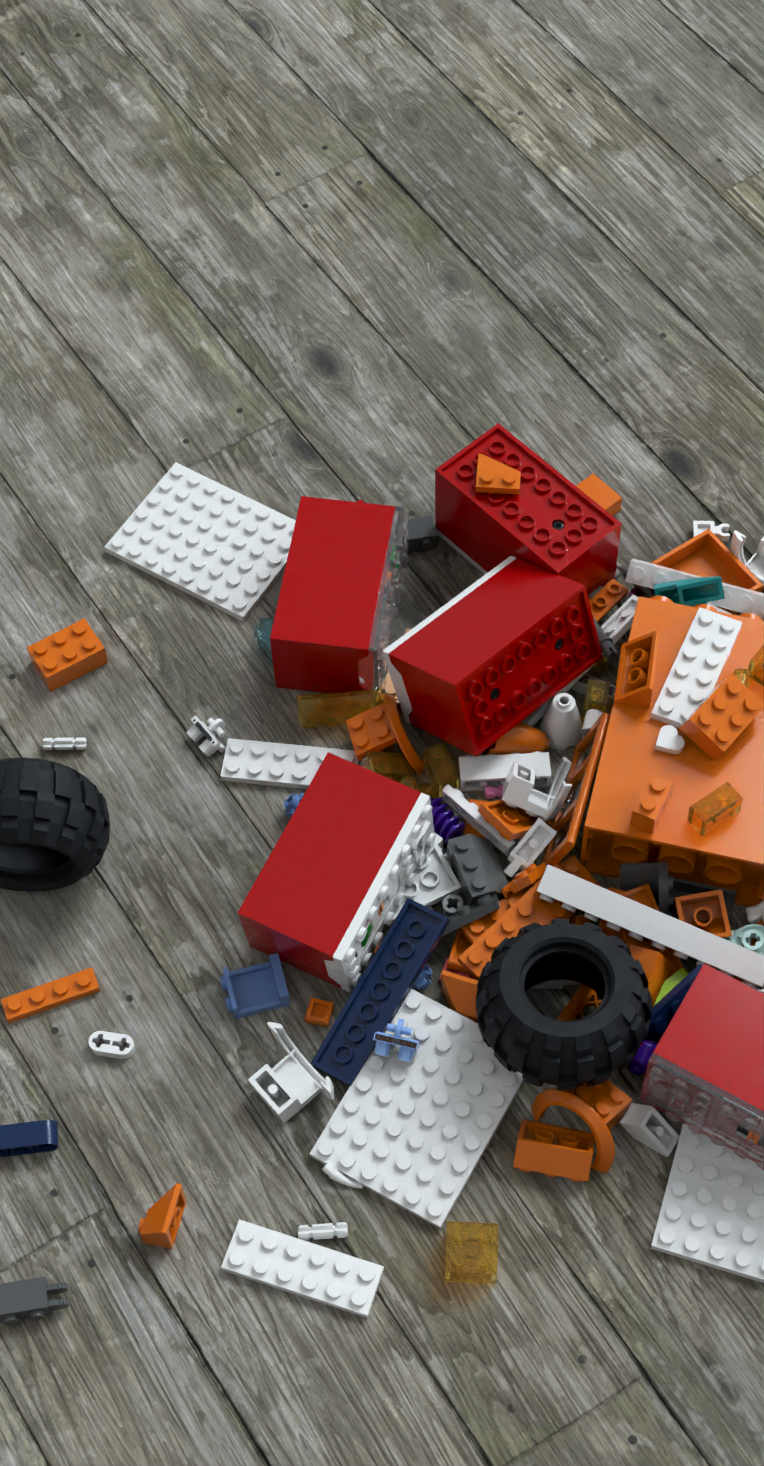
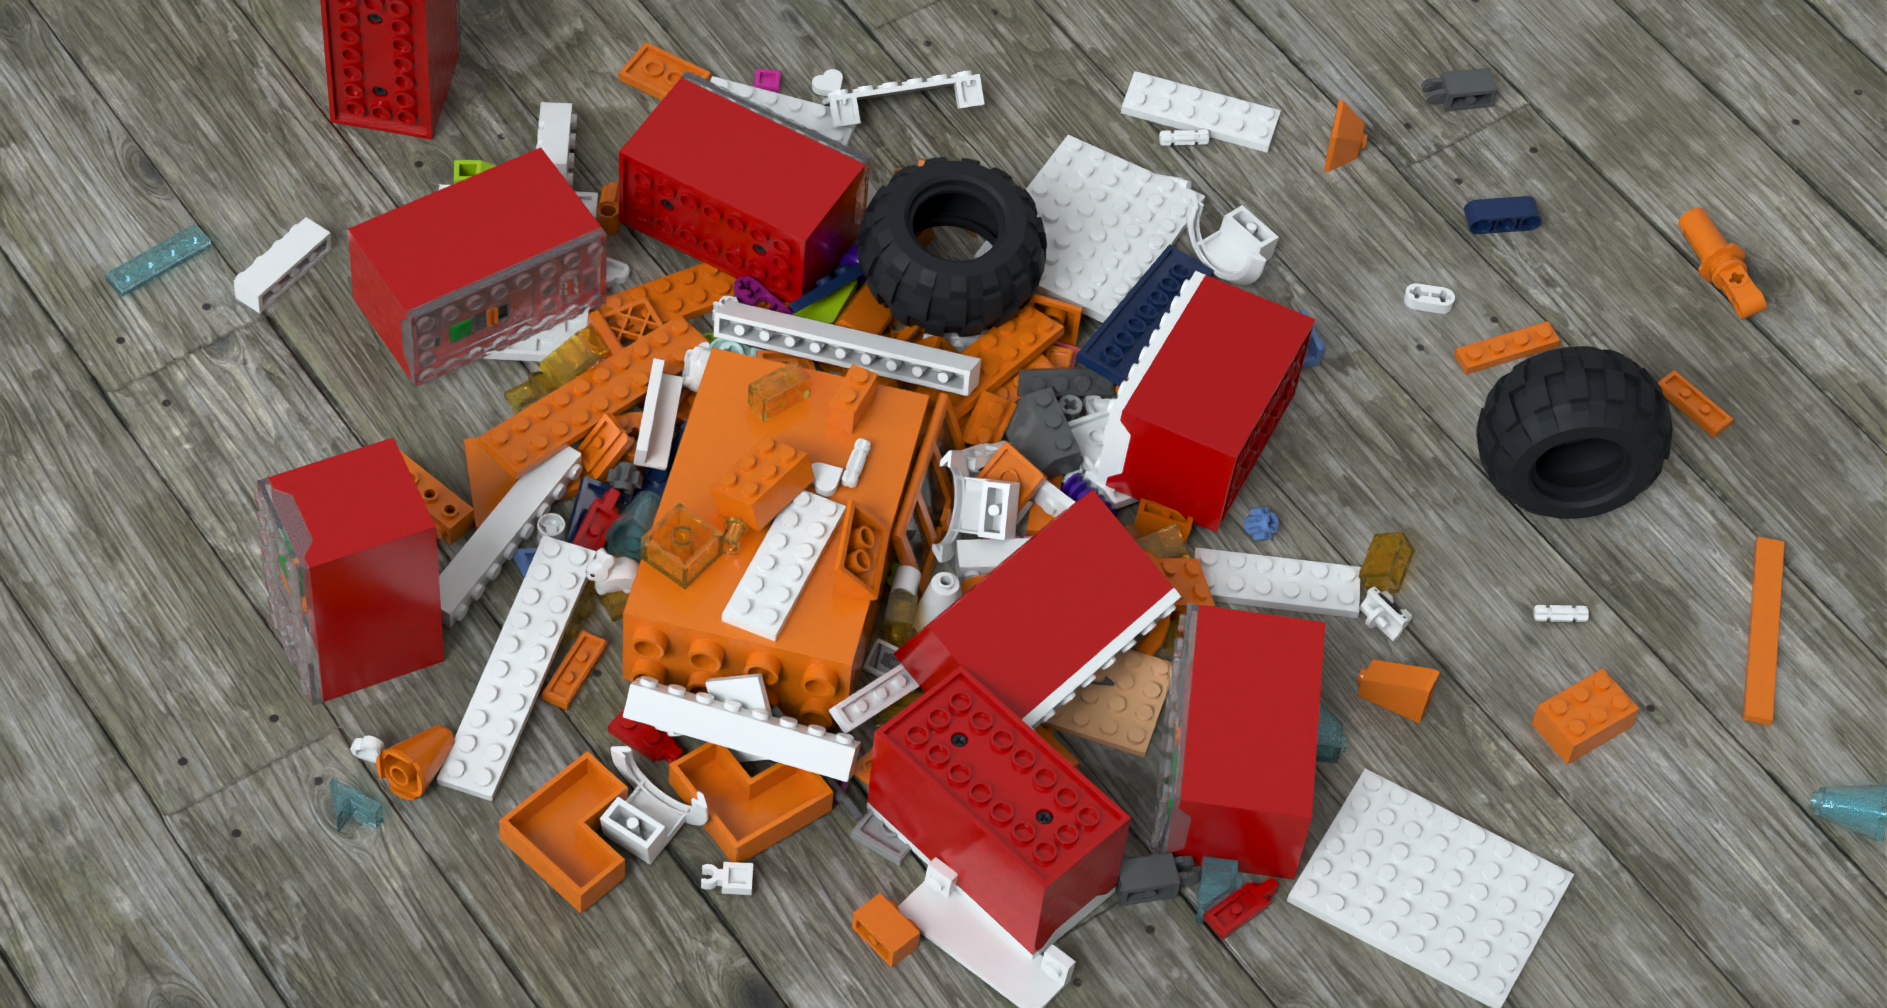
camera: 170 degrees right, 5 degrees down
(200, 770) = (1387, 562): none -> clear yellow brick
(207, 668) = (1398, 687): none -> orange slope
(407, 1046) = (1125, 258): light blue hips -> none
(471, 1252) = (1036, 109): clear yellow brick -> none
(496, 477) = (1046, 795): orange wing -> none
(606, 644) = (892, 665): dark grey pin -> none
(611, 1264) = (845, 106): none -> white bracket
(644, 754) = (856, 463): none -> white axle
(683, 1290) = (828, 82): none -> white tile
(692, 591) = (785, 701): teal slope -> none
(746, 1292) = (767, 80): none -> dark pink tile

